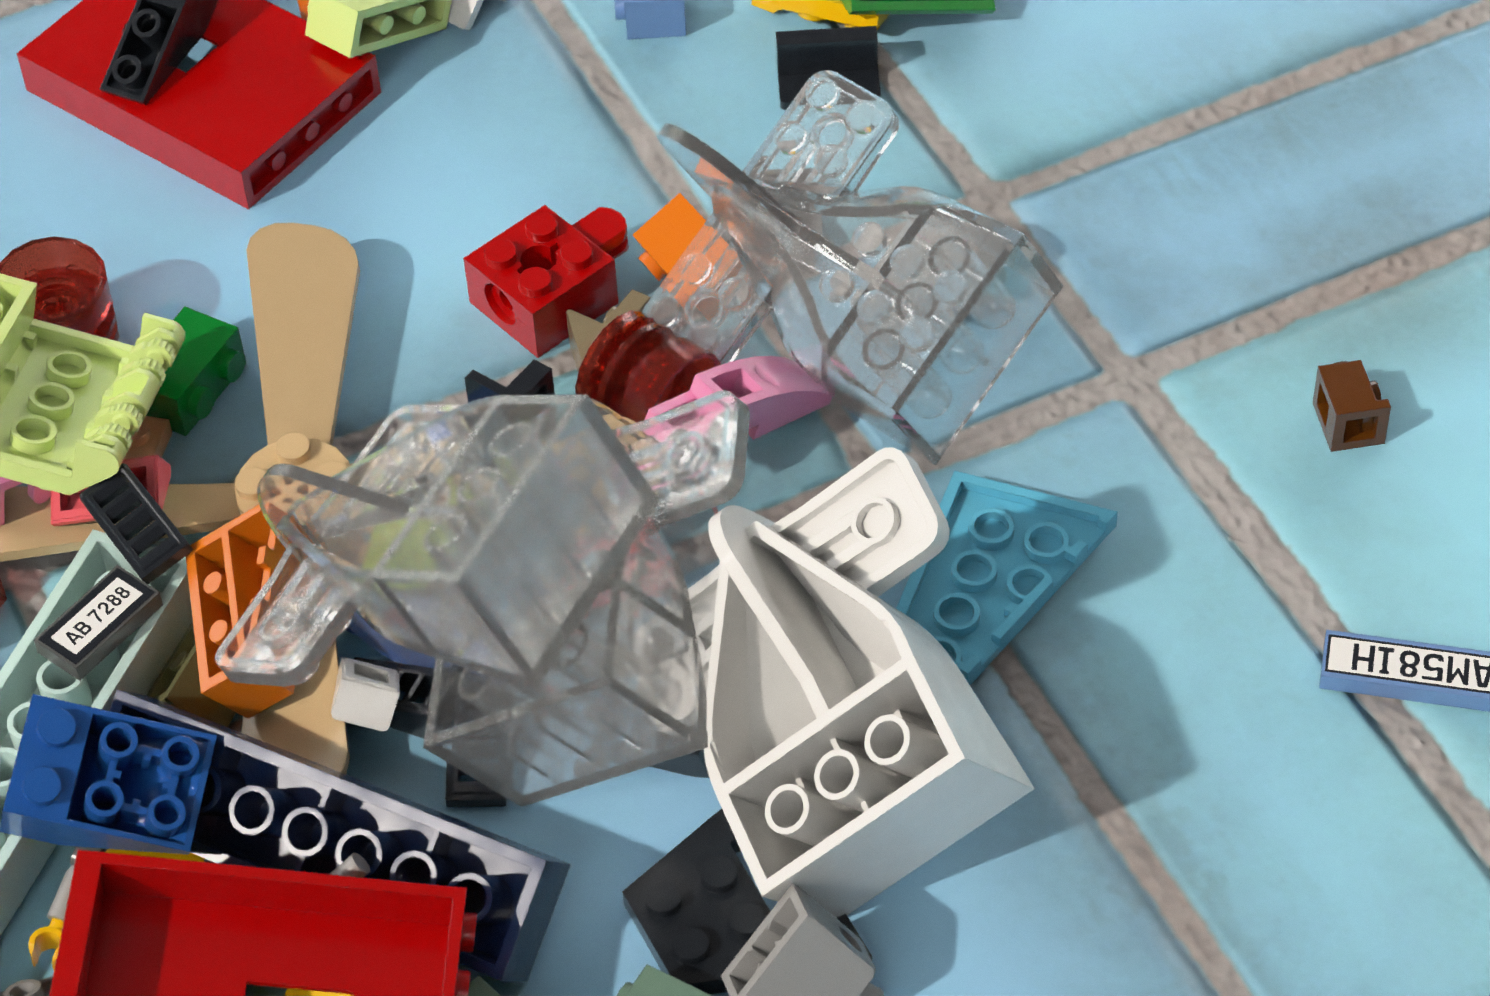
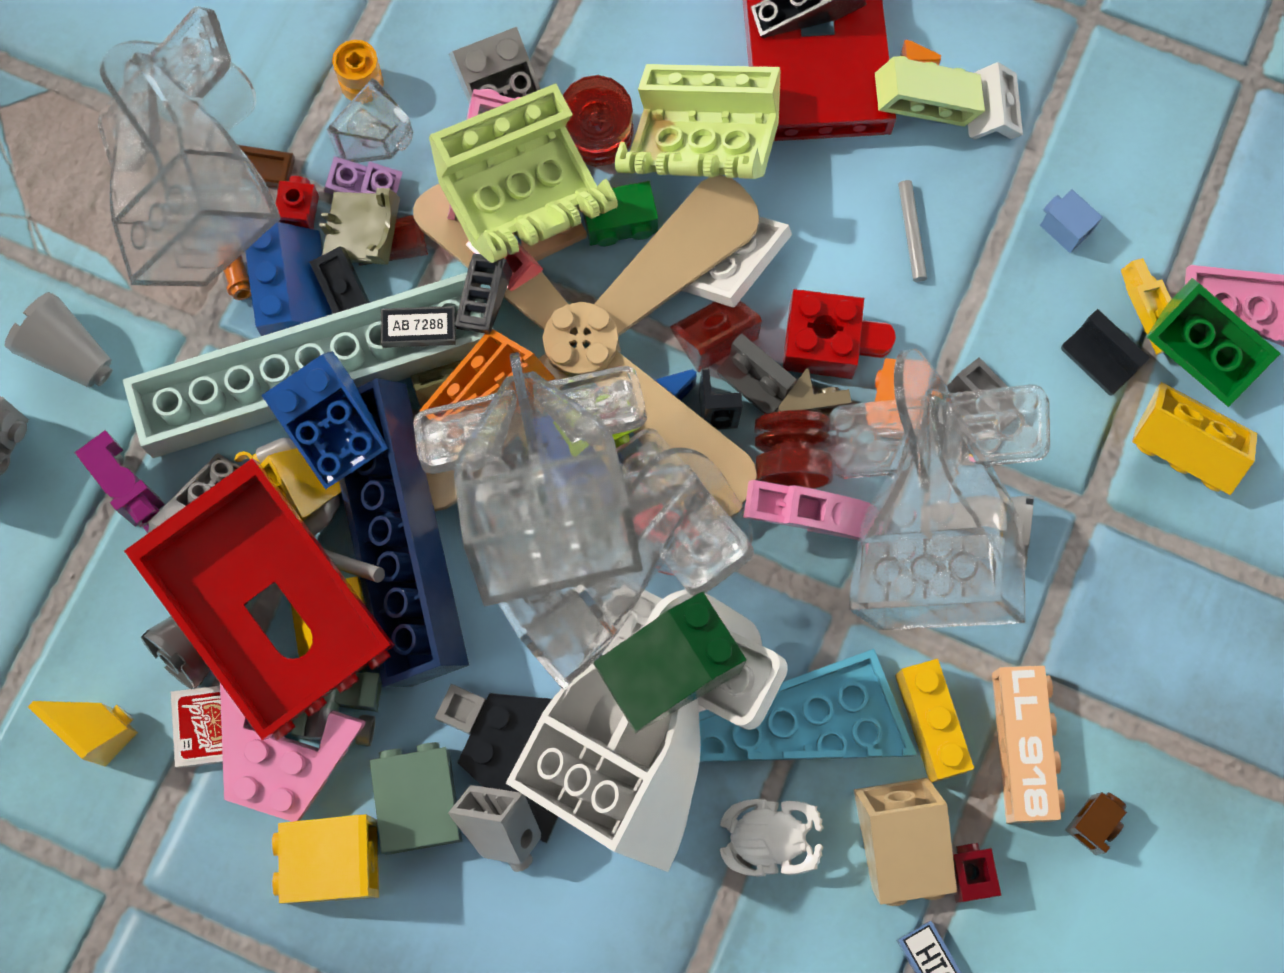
camera: 45 degrees right, 25 degrees up
(180, 205) = (704, 121): none -> yellowish green slope
(383, 305) = (738, 272): none -> white wing
(429, 363) = (712, 330): none -> clear red slope
(508, 349) = (756, 375): none -> dark grey bracket
(512, 140) = (912, 231): none -> light grey bar
(611, 936) = (460, 709): none -> light grey plate
(794, 543) = (670, 662): none -> dark green slope
(1004, 59) = (1196, 439): none -> yellow slope
(1083, 713) = (770, 837): none -> white shield
(1095, 468) = (934, 721): none -> yellow brick
(1201, 410) = (1027, 745): none -> light nougat brick
(1212, 584) = (906, 841): none -> tan slope
(1307, 550) = (986, 880): none -> dark red brick

